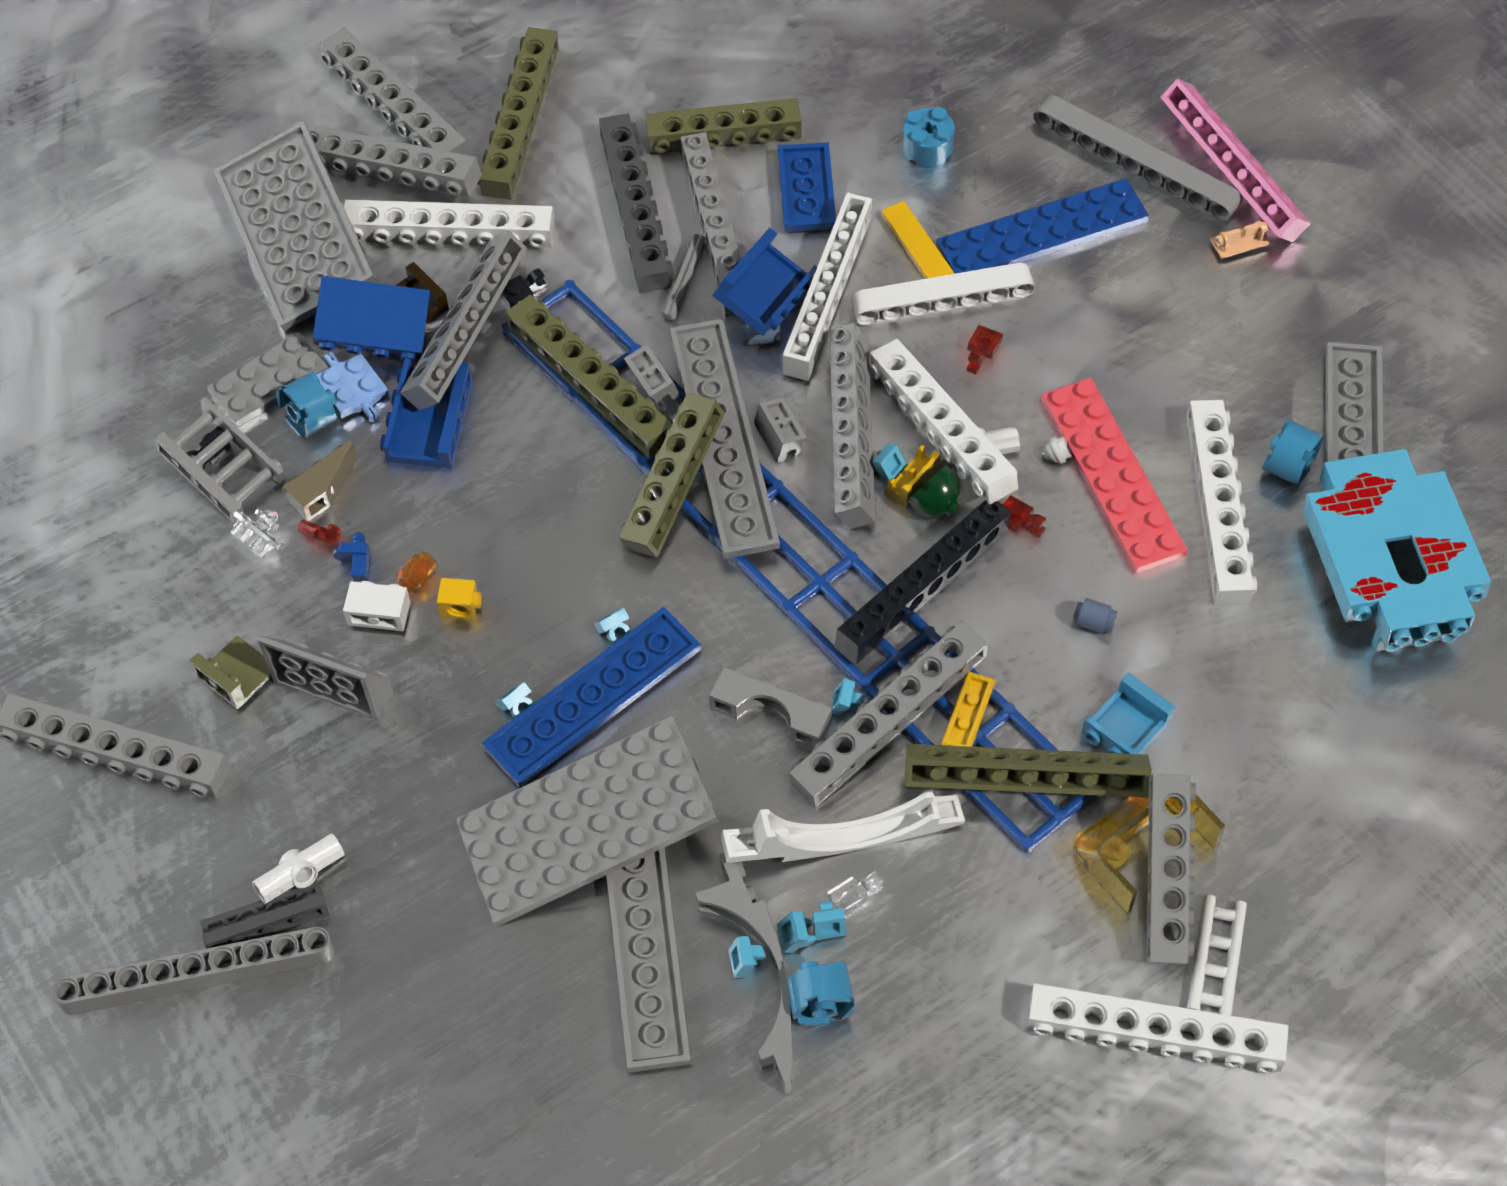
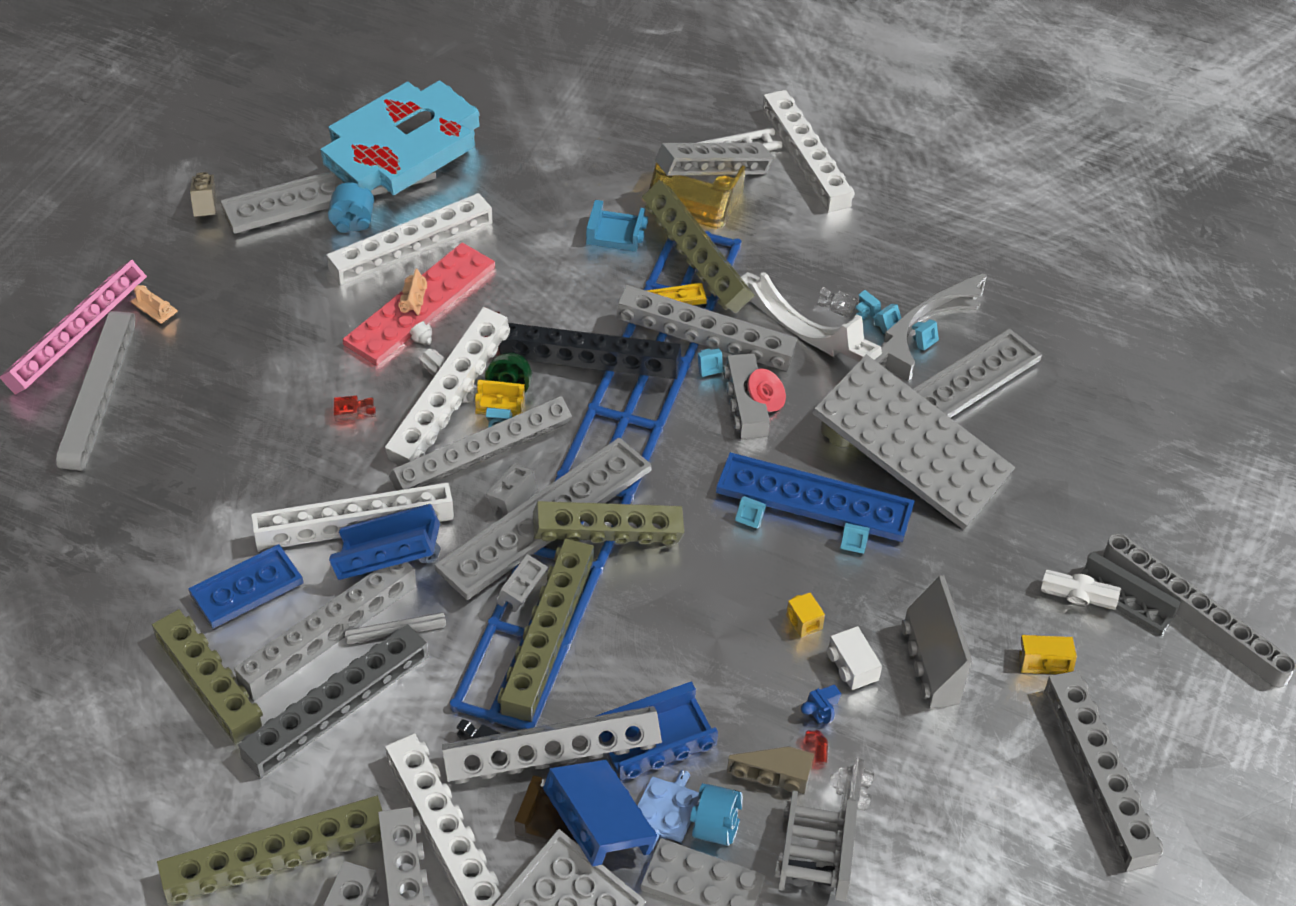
camera: 125 degrees left, 10 degrees down
(233, 672) = (978, 725): olive bracket -> none
(255, 784) = (1047, 654): none -> yellow hinge
(417, 572) = (804, 653): clear orange brick -> none
(753, 725) = (767, 389): none -> coral dish
(820, 993) = (919, 281): dark azure brick -> none
(915, 241) = (266, 490): yellow tile -> none
(928, 136) = (146, 521): dark azure brick -> none
(942, 293) = (313, 449): white beam -> none
(1045, 228) = (207, 422): blue plate -> none
(1095, 616) = (548, 265): sand blue brick -> none
(1112, 455) = (413, 292): none -> light nougat hinge
(1405, 337) = (203, 194): none -> dark tan slope

